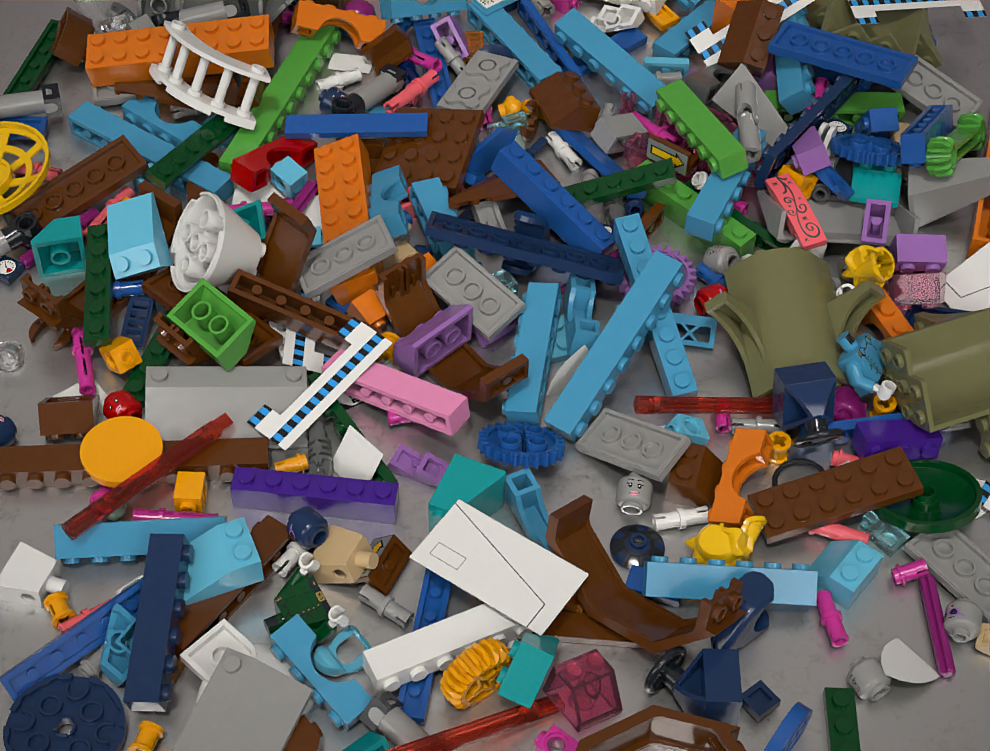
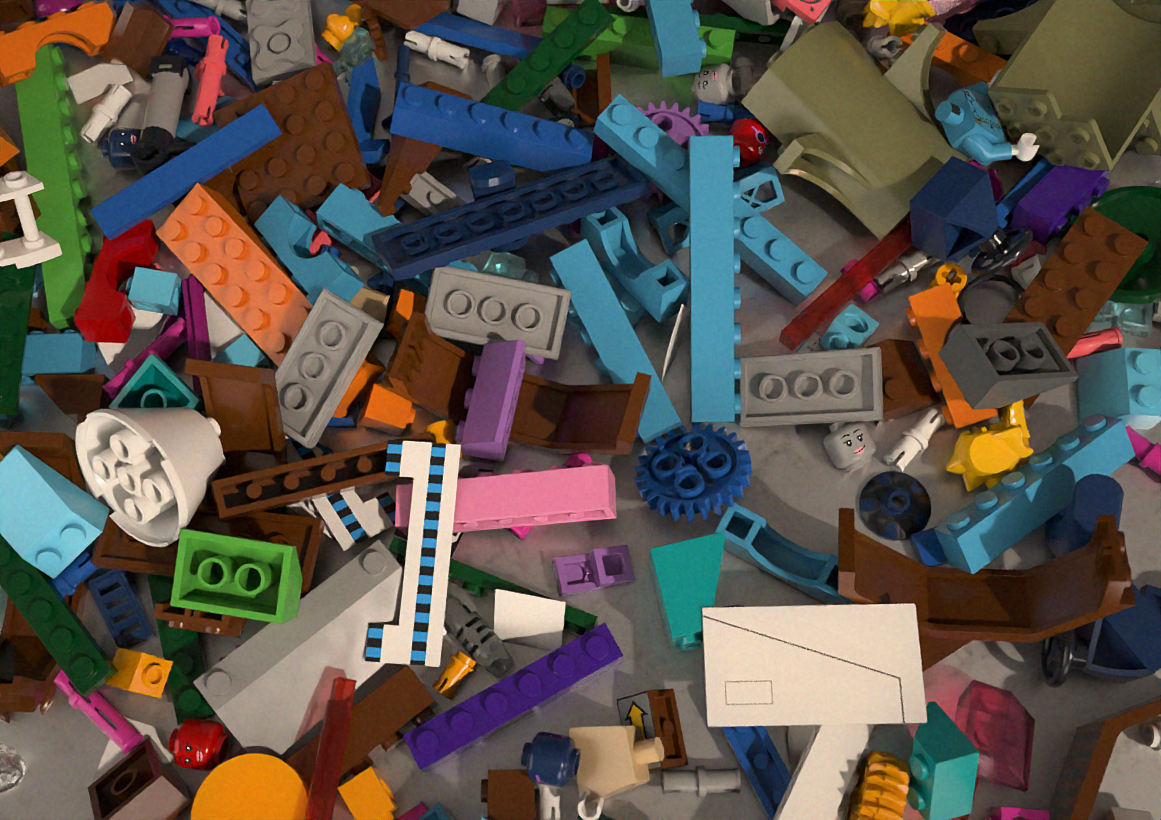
camera: 30 degrees left, 20 degrees up
(763, 490) = (1005, 363): none -> dark grey slope
(884, 408) = (1010, 170): light orange bush -> none

